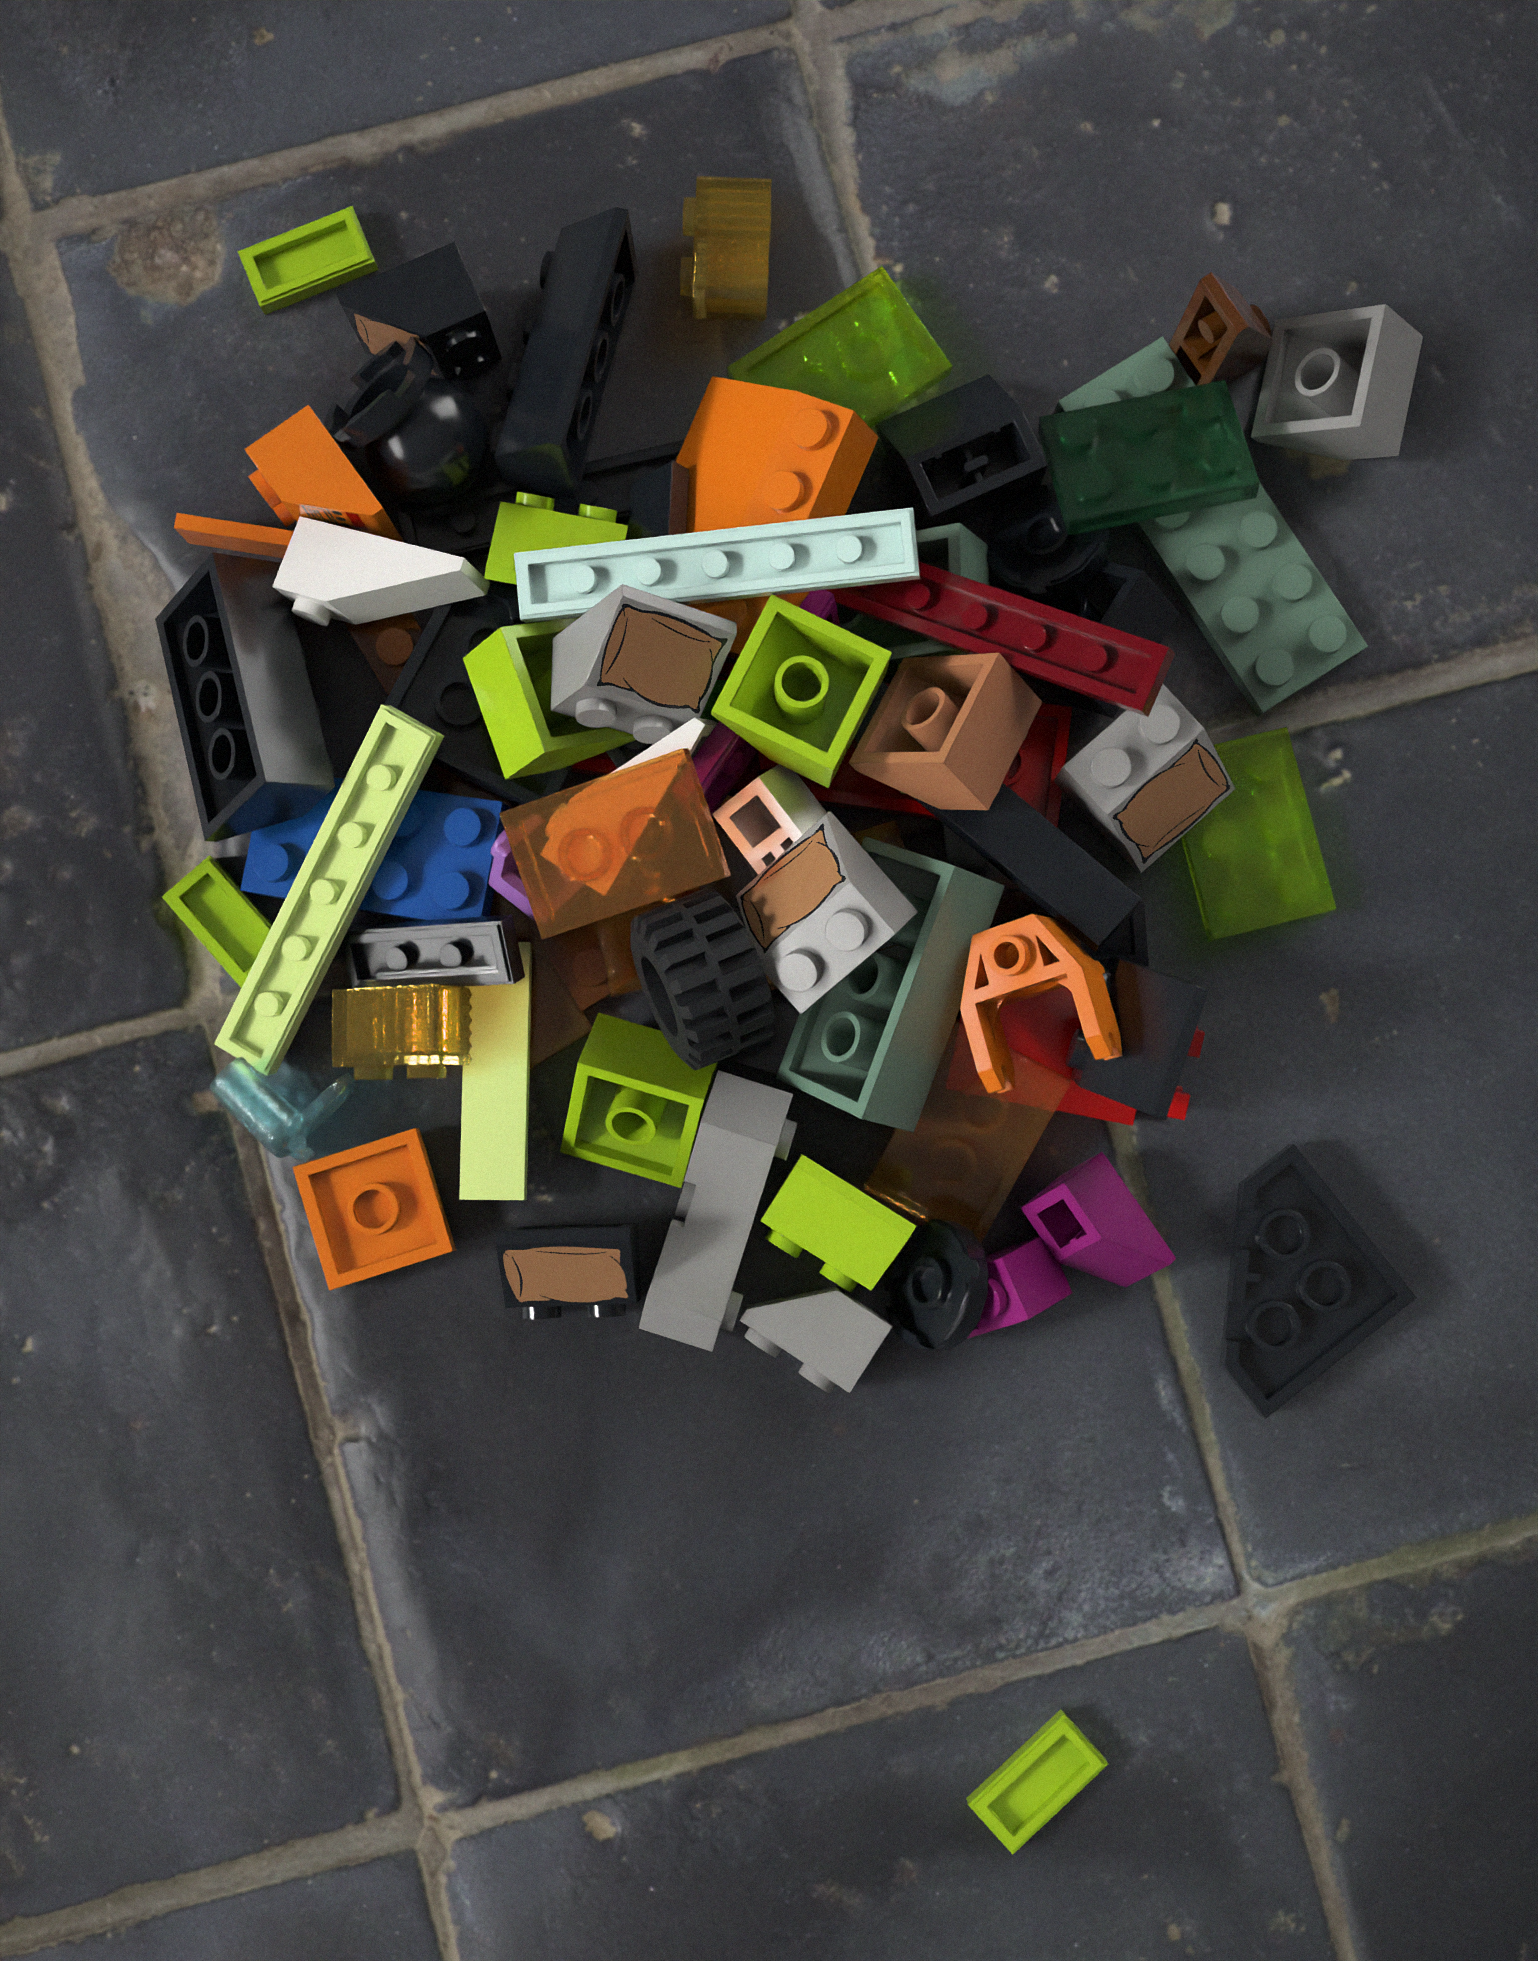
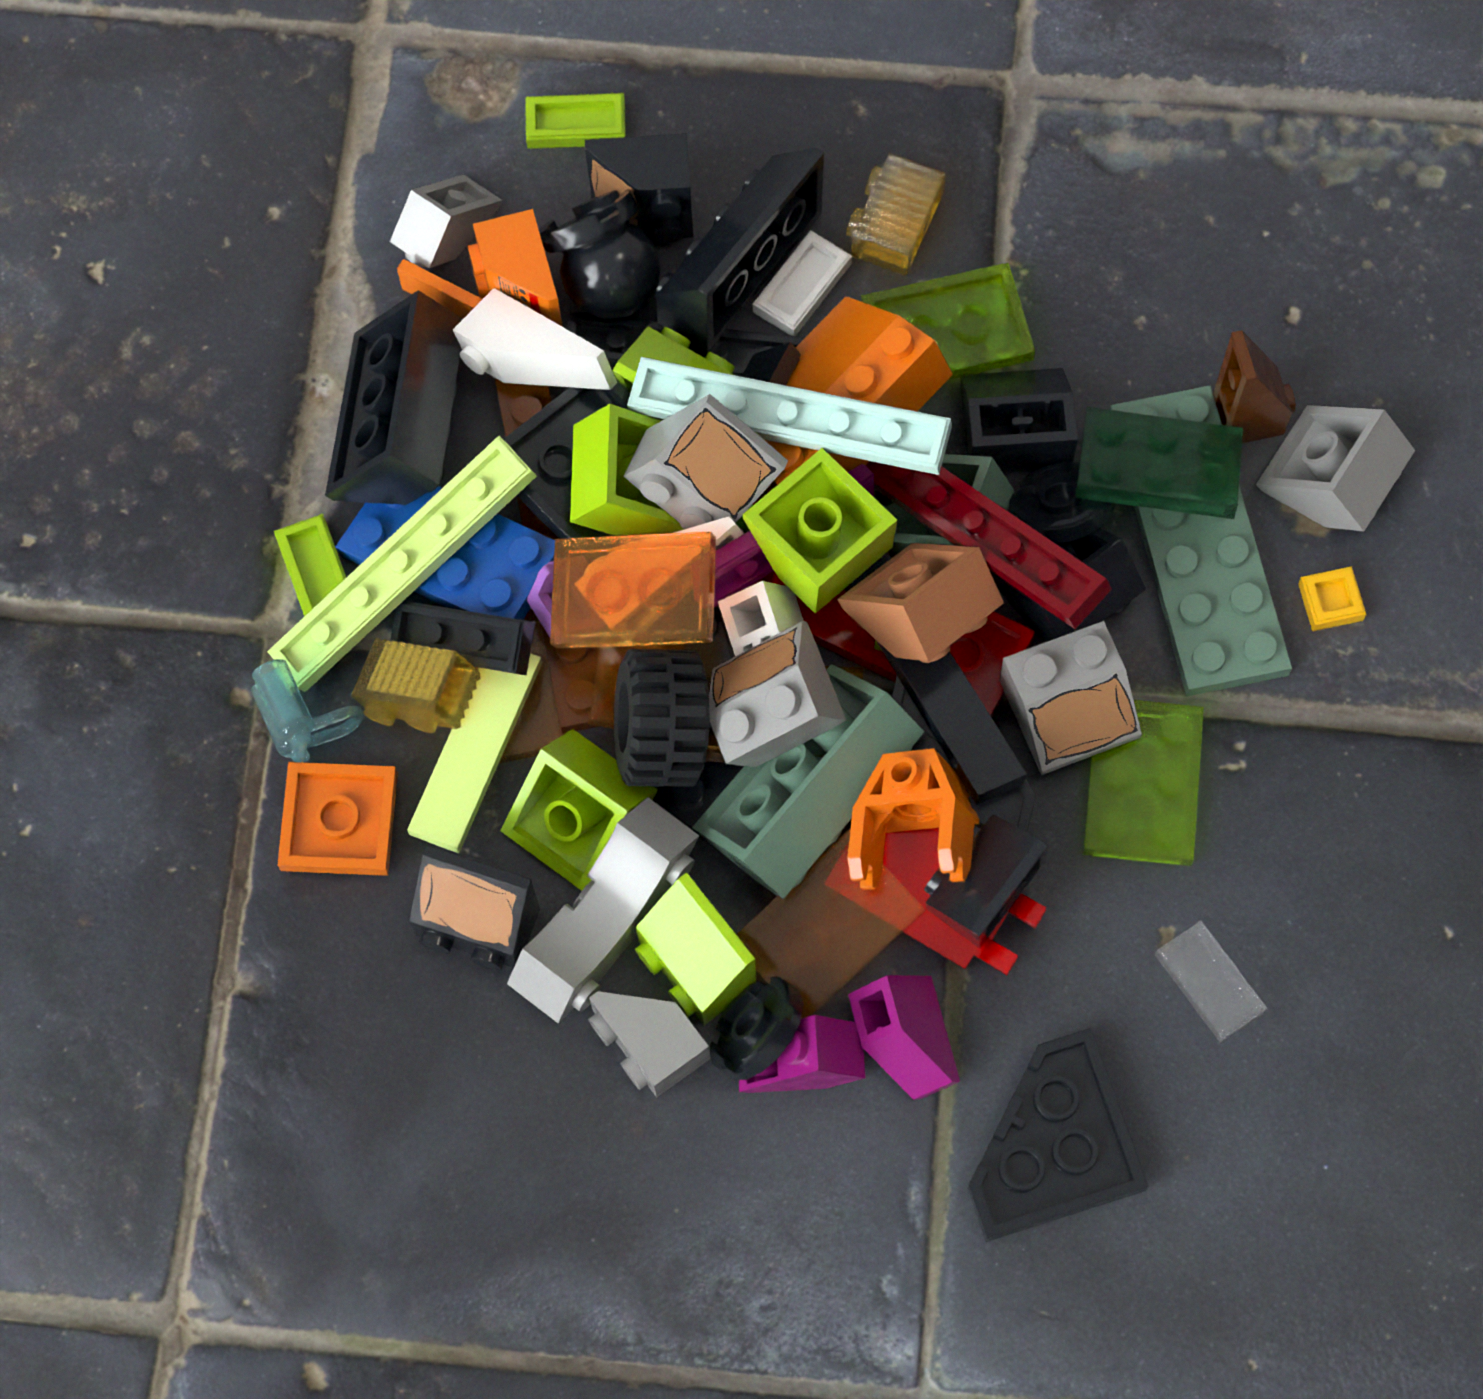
camera: 20 degrees right, 15 degrees down
(203, 443) = (441, 219): none -> light grey slope
(650, 373) = (802, 283): none -> white tile
(1381, 544) = (1332, 598): none -> yellow tile
(1399, 1037) = (1211, 981): none -> clear tile

